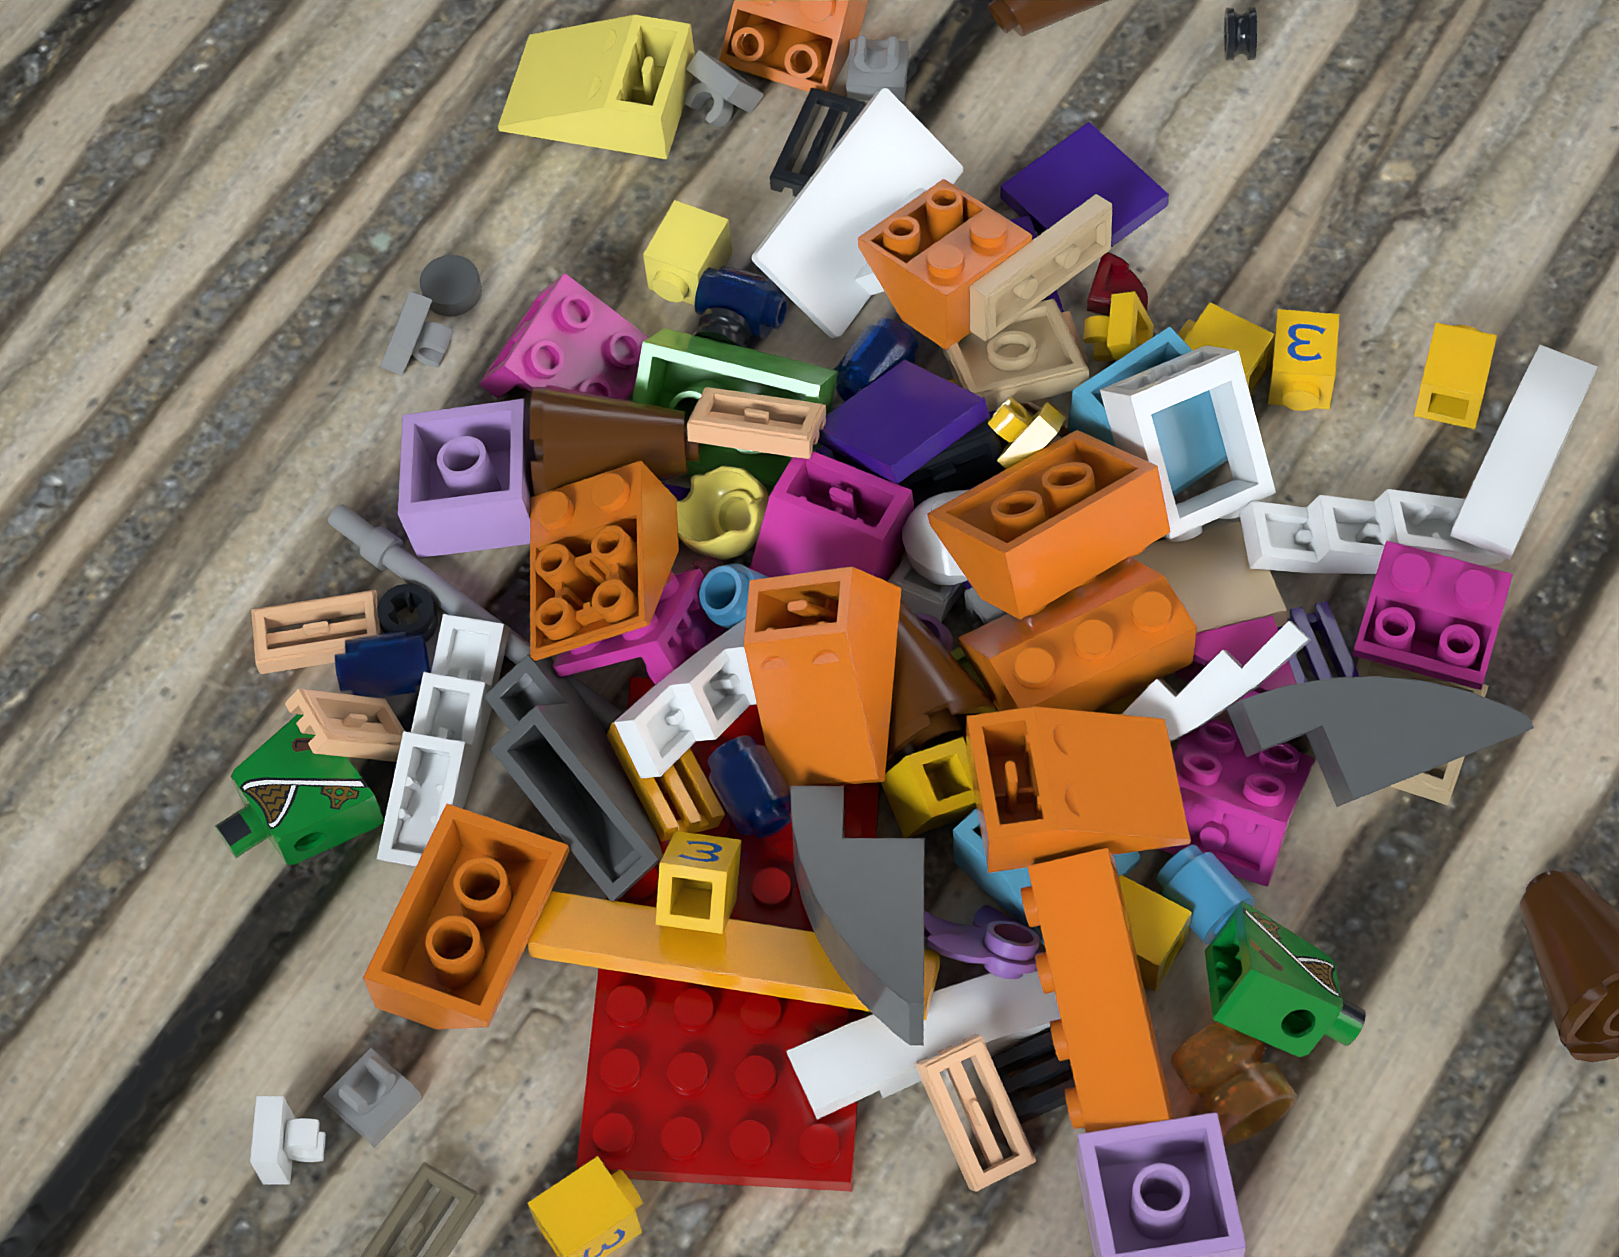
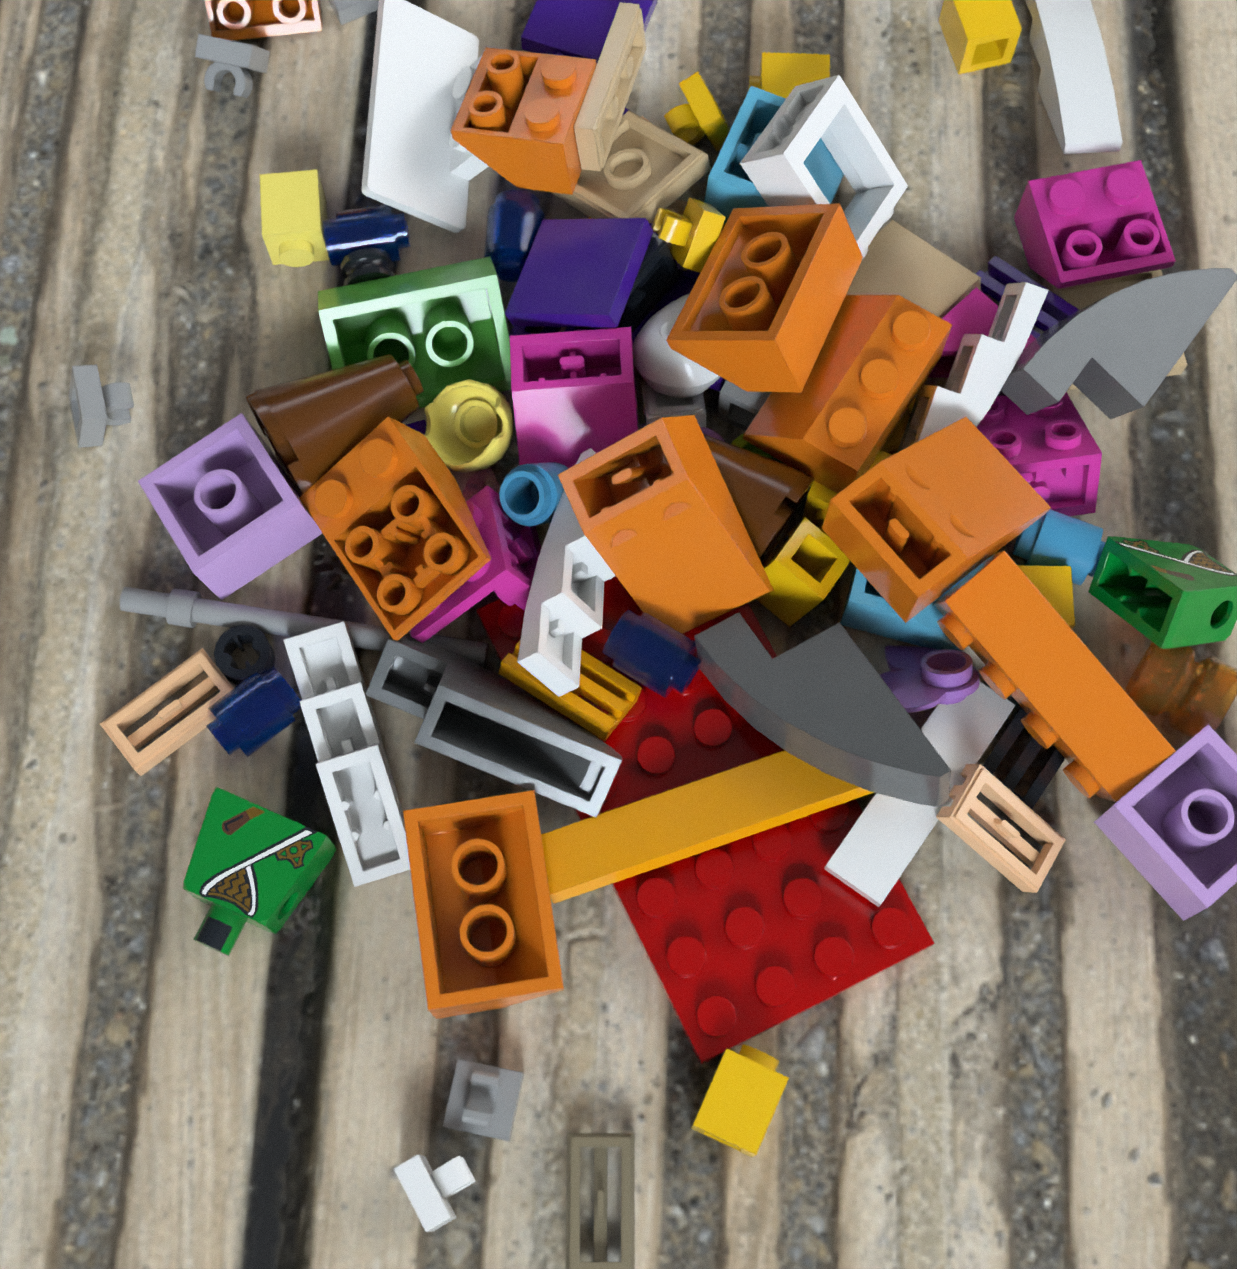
camera: 35 degrees left, 10 degrees up
(347, 724) = (274, 790): light nougat tile -> none
(451, 284) = (98, 341): dark grey tile -> none
(570, 344) = (238, 346): dark pink bracket -> none
(604, 85) = (126, 104): light yellow slope -> none
(698, 882) = (667, 761): yellow brick -> none
(756, 422) = (461, 333): light nougat tile -> none
(781, 174) = (349, 110): black tile -> none
(1113, 278) = (662, 79): dark red tile -> none
(1303, 359) = (861, 60): yellow brick -> none
(1351, 533) = (985, 189): white slope -> none

